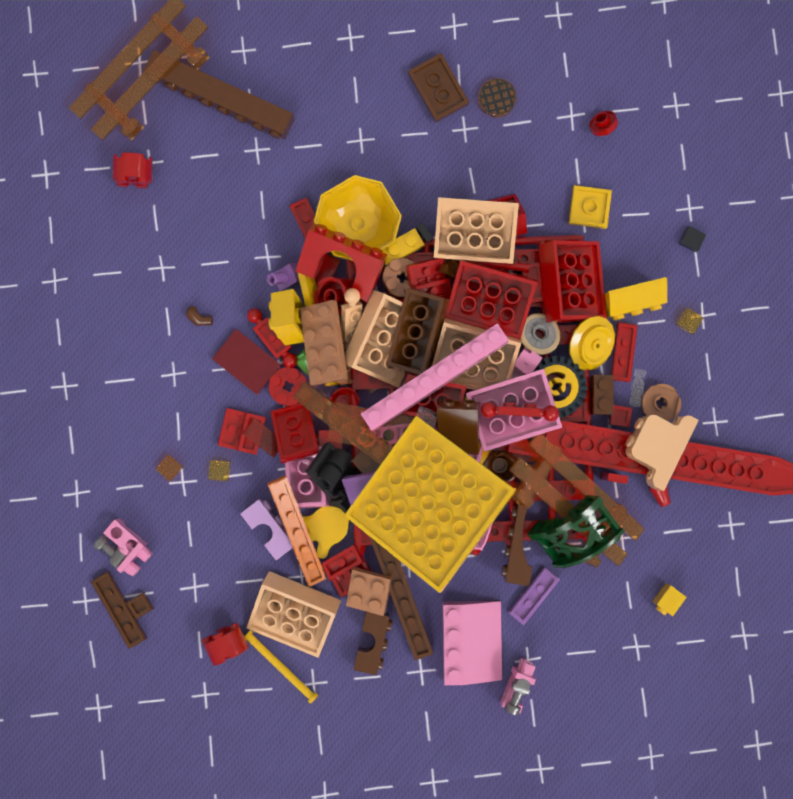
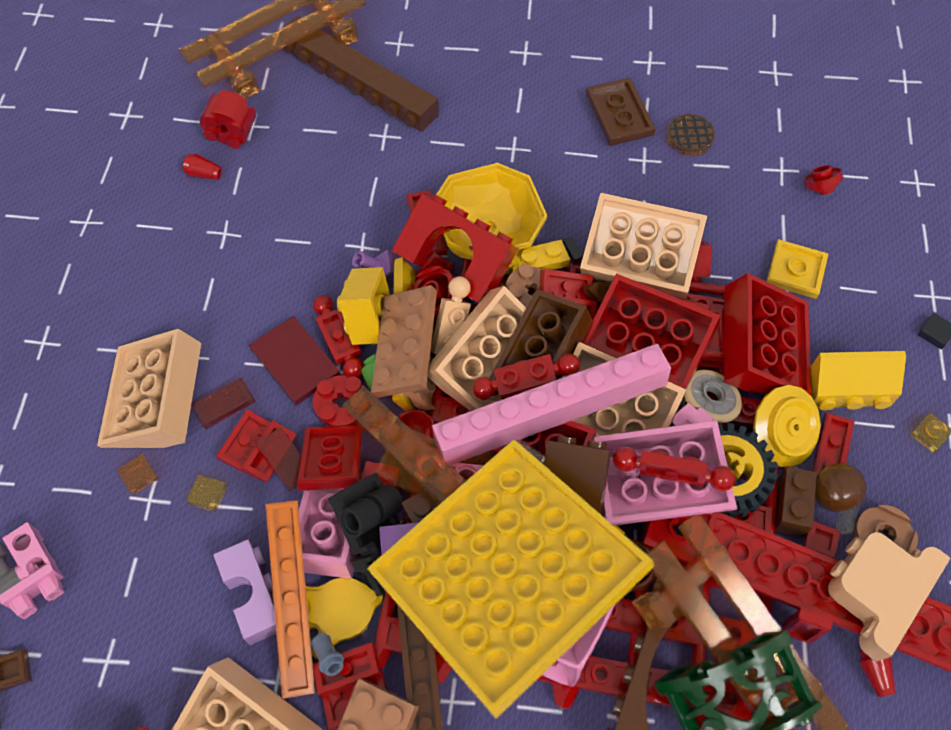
camera: 10 degrees right, 25 degrees down
(125, 215) = (201, 167): none -> red cone
(156, 409) = (151, 392): none -> light nougat slope
(198, 320) = (247, 296): reddish brown arm -> none
(208, 405) = (223, 403): none -> clear red tile
(327, 556) = (329, 659): none -> sand blue pin
(413, 357) = (525, 376): none -> red plate
(629, 381) = (840, 487): none -> reddish brown hair

